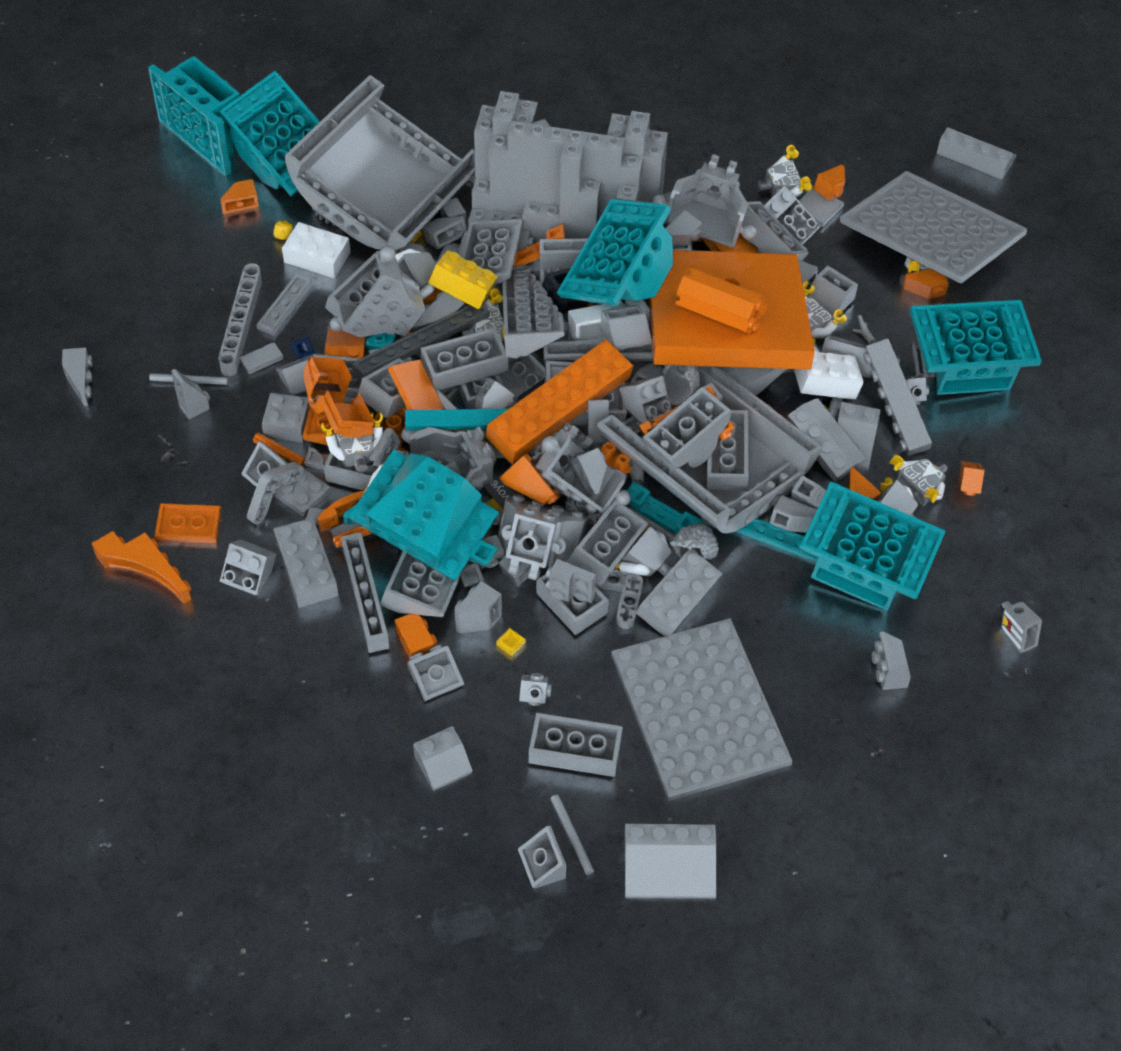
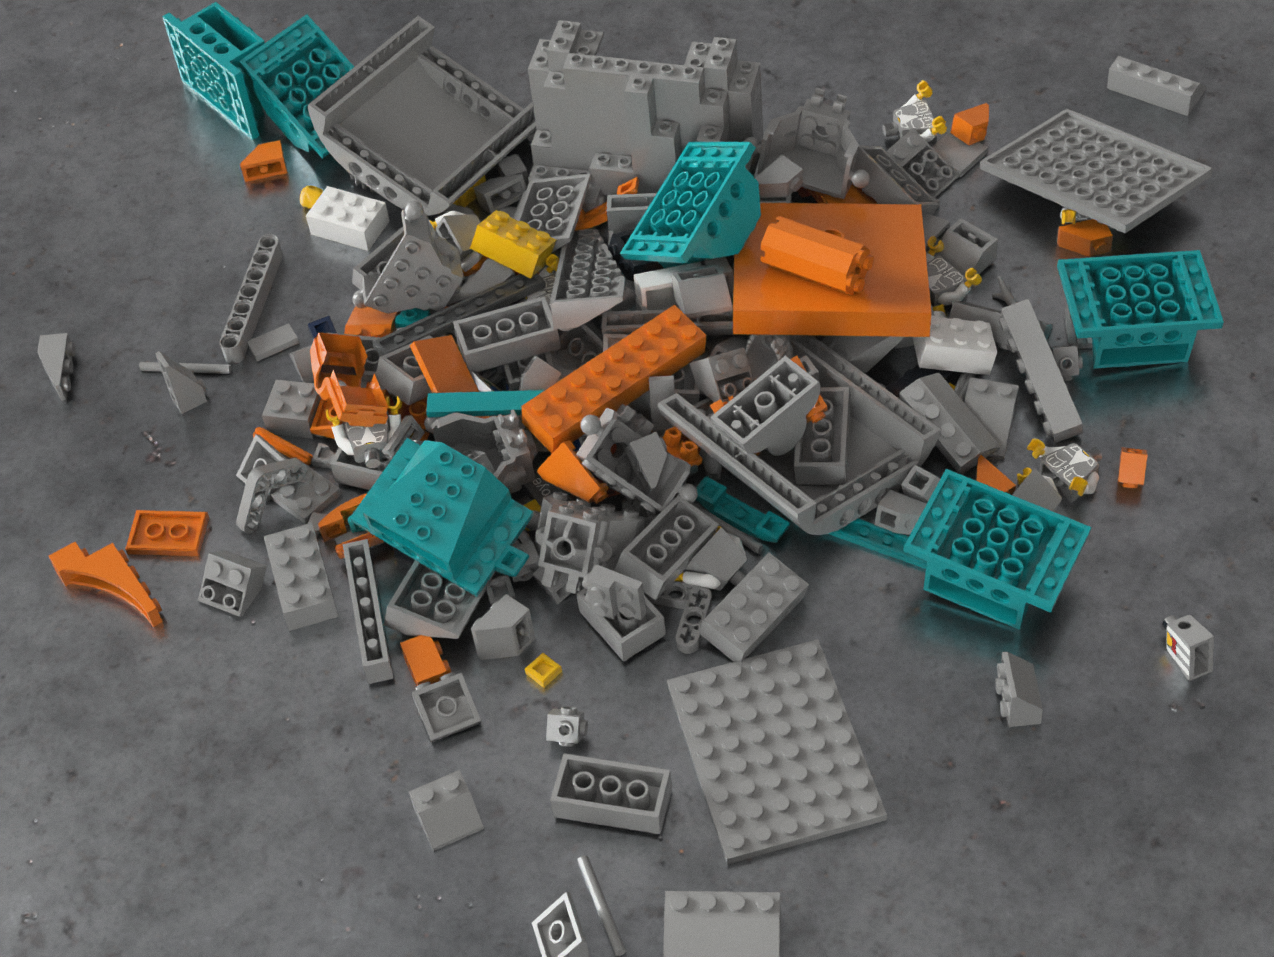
camera: 10 degrees right, 5 degrees down
(284, 304) = (306, 281): light grey tile -> none
(696, 537) = (781, 542): light grey piece -> none

